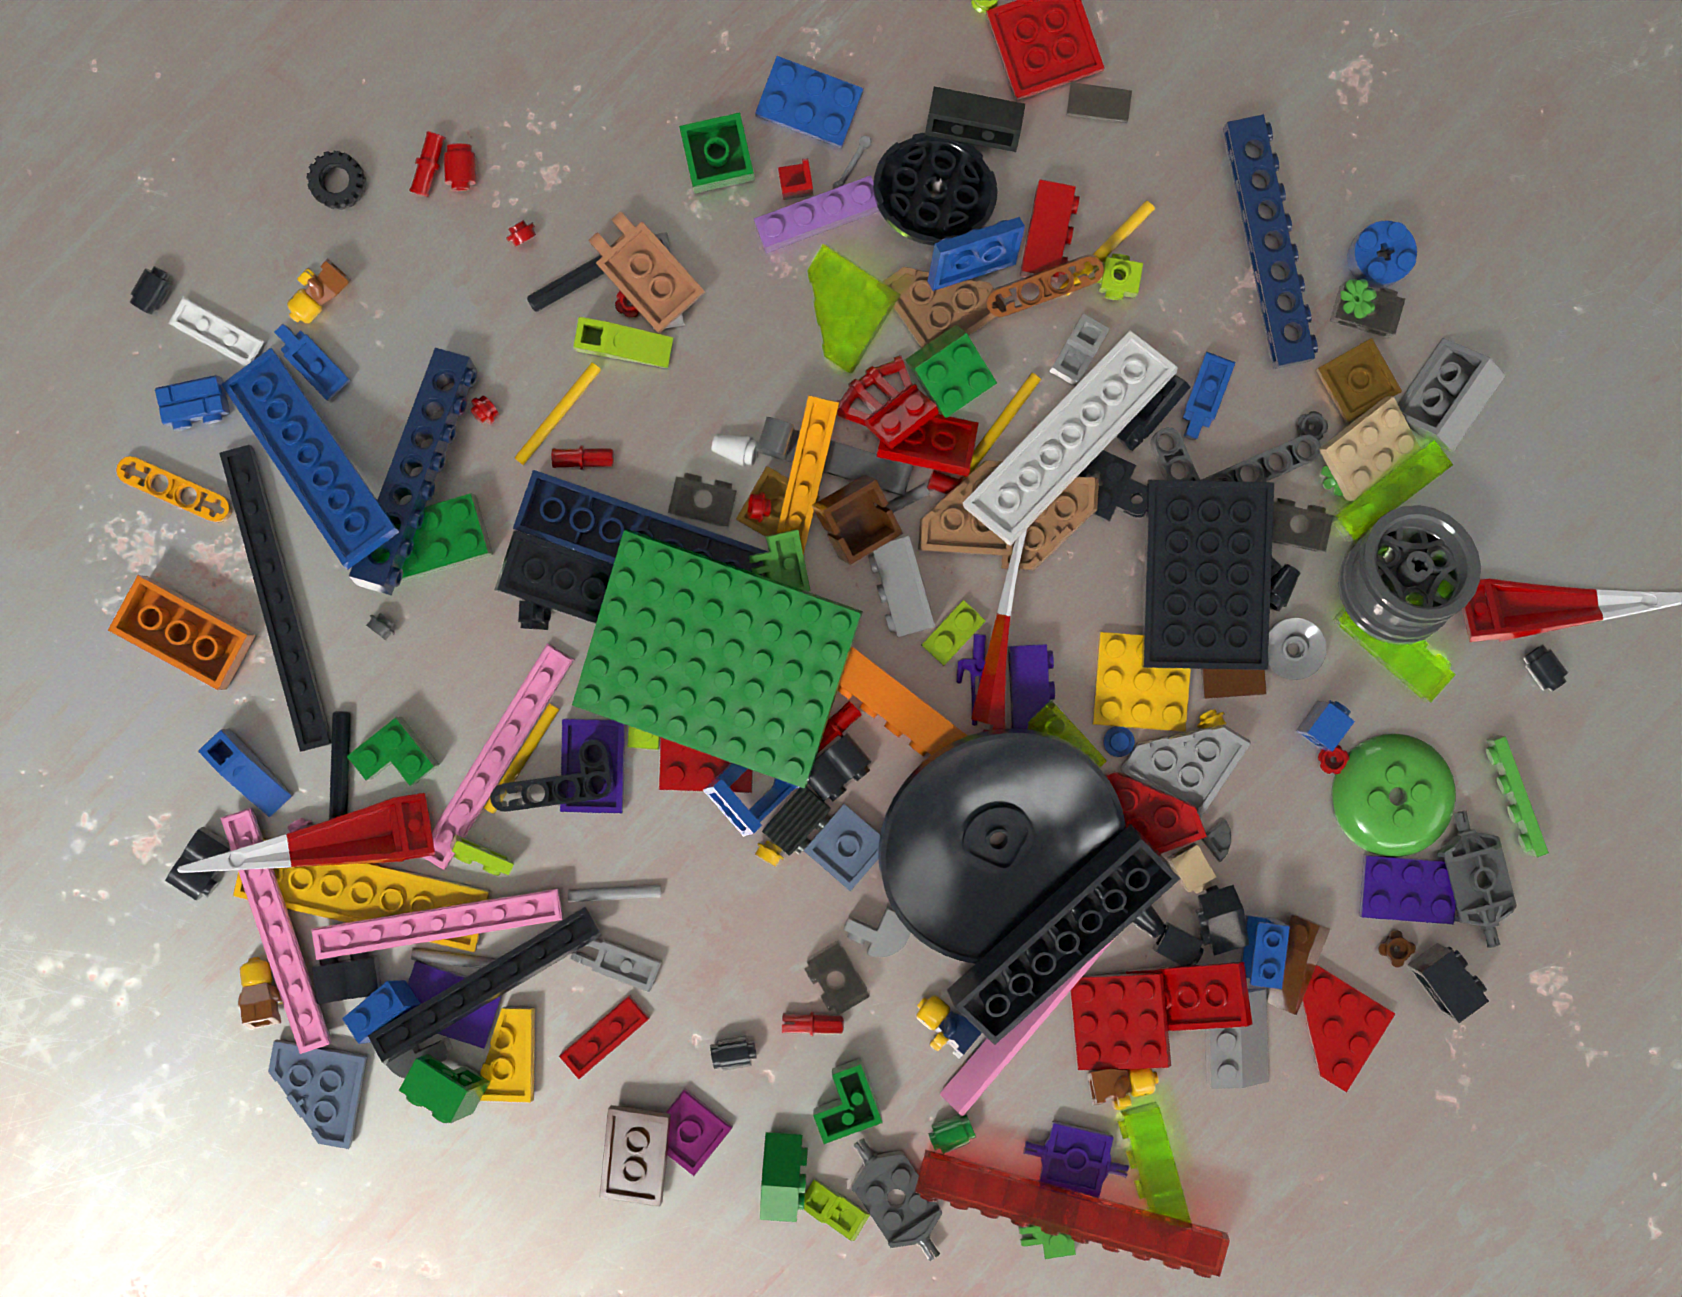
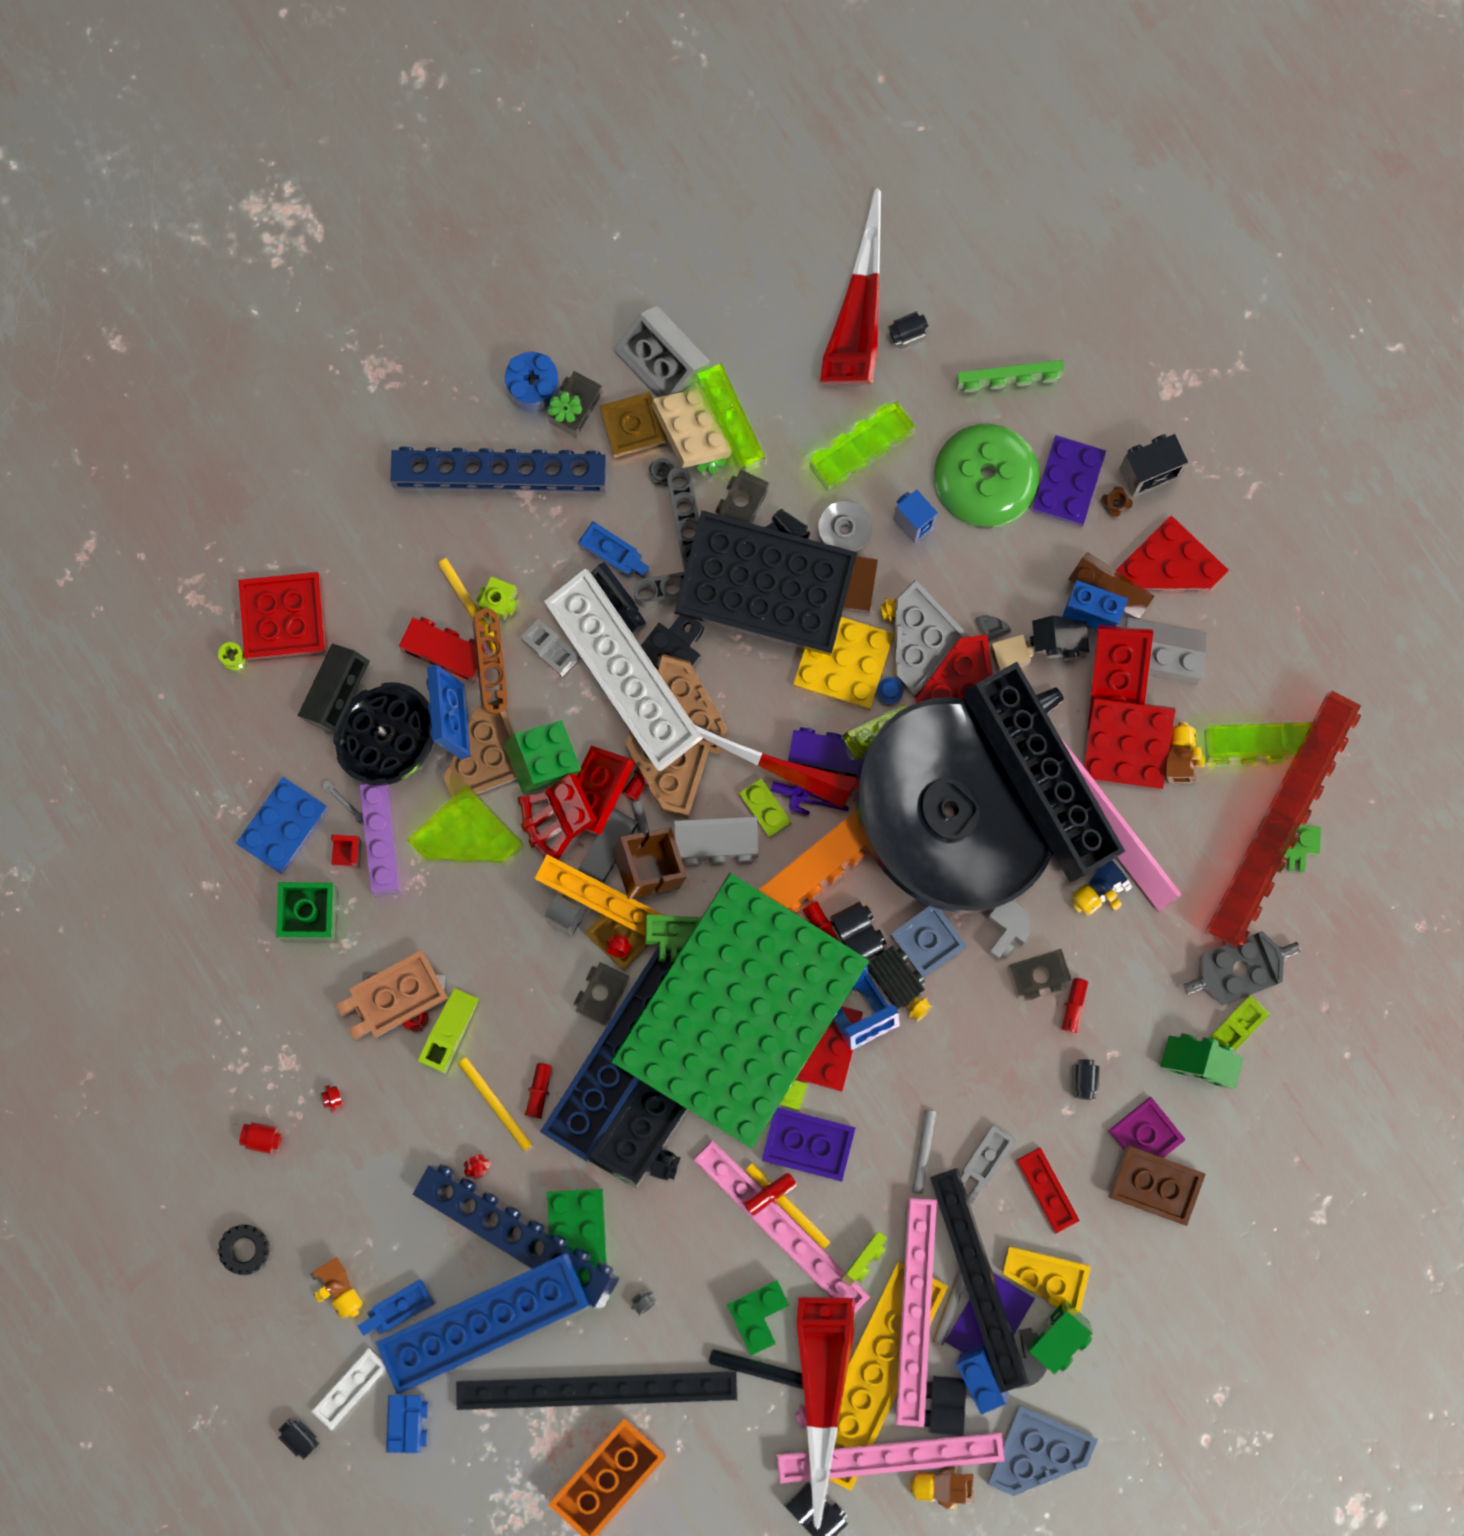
camera: 75 degrees left, 10 degrees down
(175, 487) = (476, 1458): light orange beam -> none
(244, 771) = (744, 1452): blue slope -> none
(427, 164) = (250, 1166): red pin -> none
(527, 736) = (770, 1194): none -> red axle
(553, 784) = (817, 1180): black beam -> none
(565, 285) = (385, 1070): black axle -> none
(736, 448) = (563, 955): white cone -> none
(855, 1108) = (1153, 982): green brick -> none
(951, 1133) = (1195, 907): green brick -> none
(1004, 419) = (591, 721): yellow bar -> none
(1076, 1158) = (1238, 807): dark purple plate -> none
(1099, 102) = (345, 583): clear smoke tile -> none
(1179, 946) = (1074, 679): black brick -> none
(1333, 767) = (947, 524): red plate -> none
(1422, 555) = (793, 403): dark grey wheel -> none
(1464, 859) = (1052, 427): dark grey plate -> none

